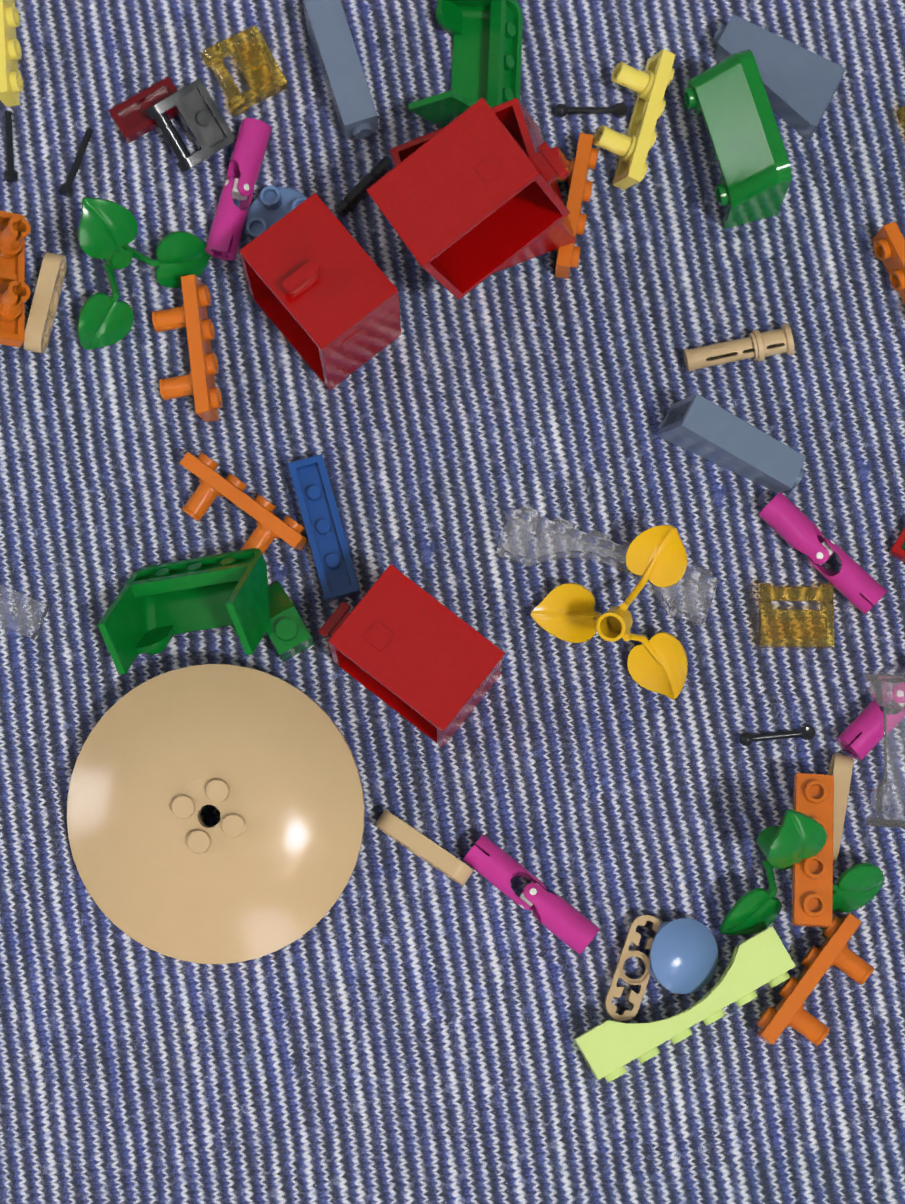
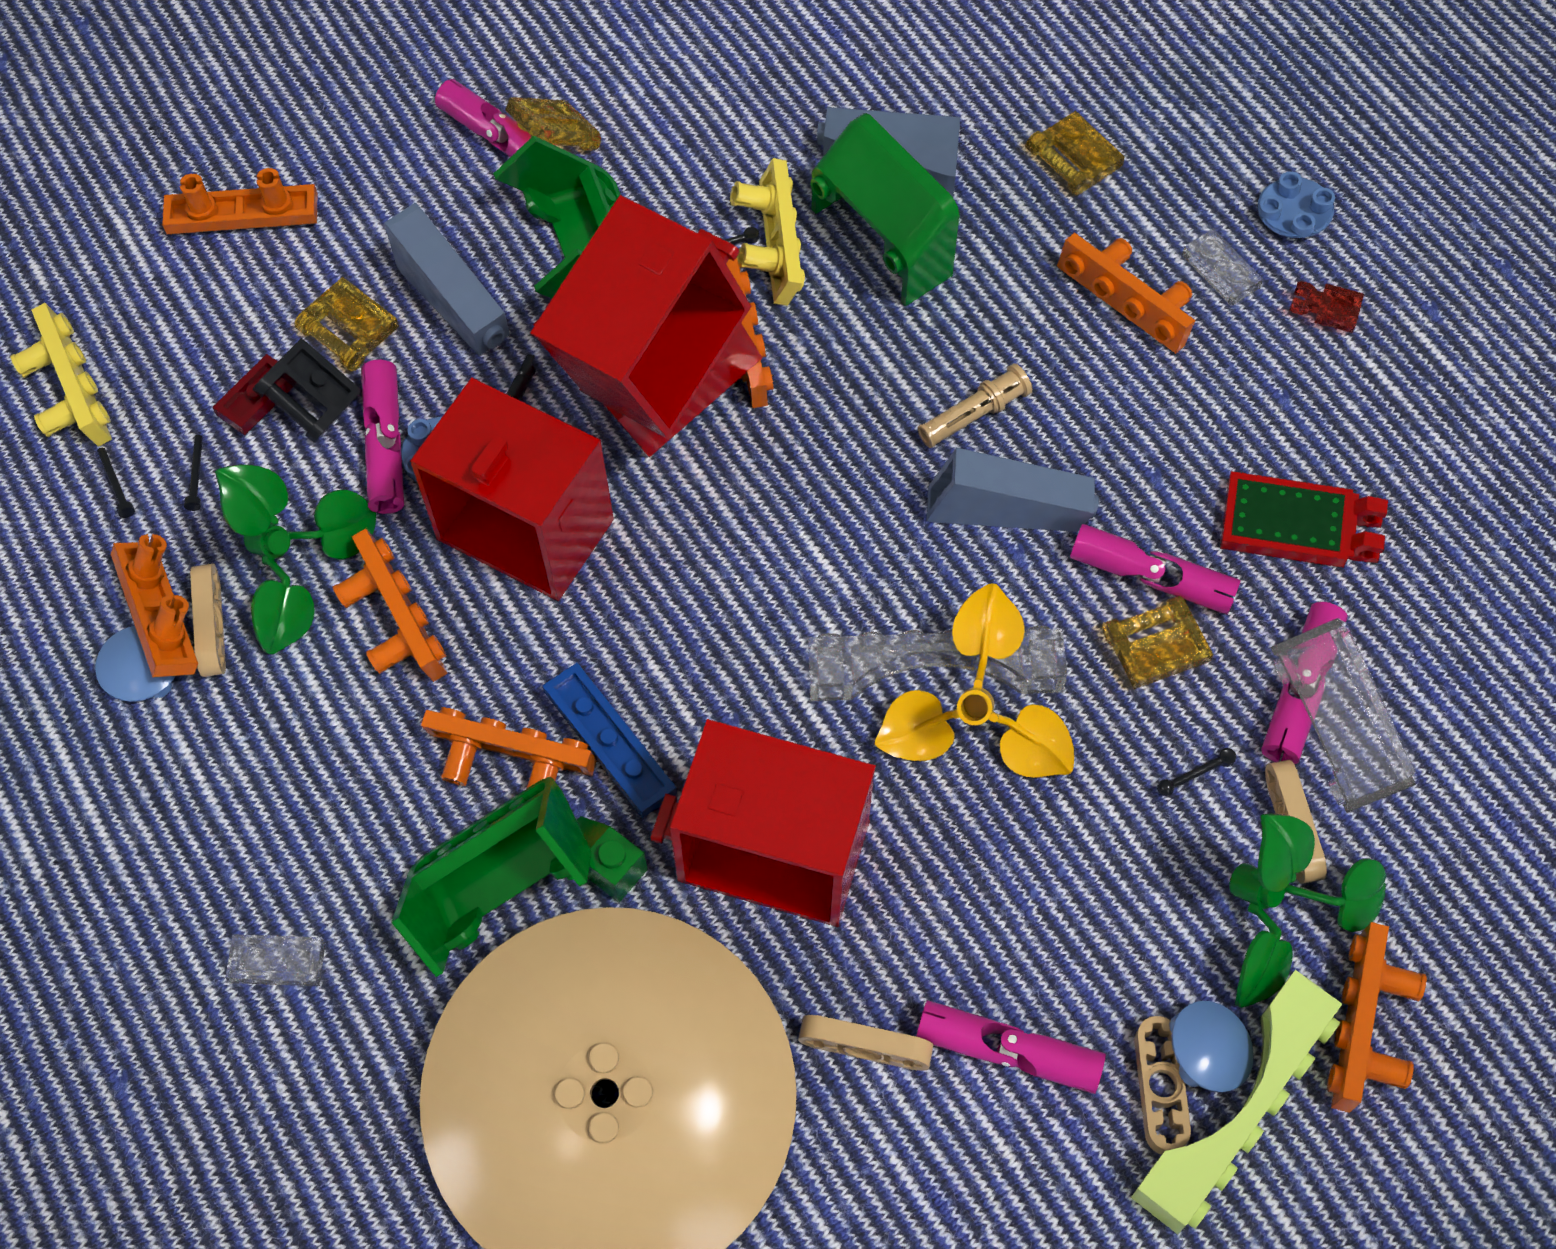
camera: 20 degrees left, 15 degrees down
(814, 876) = (1314, 897): orange plate -> none

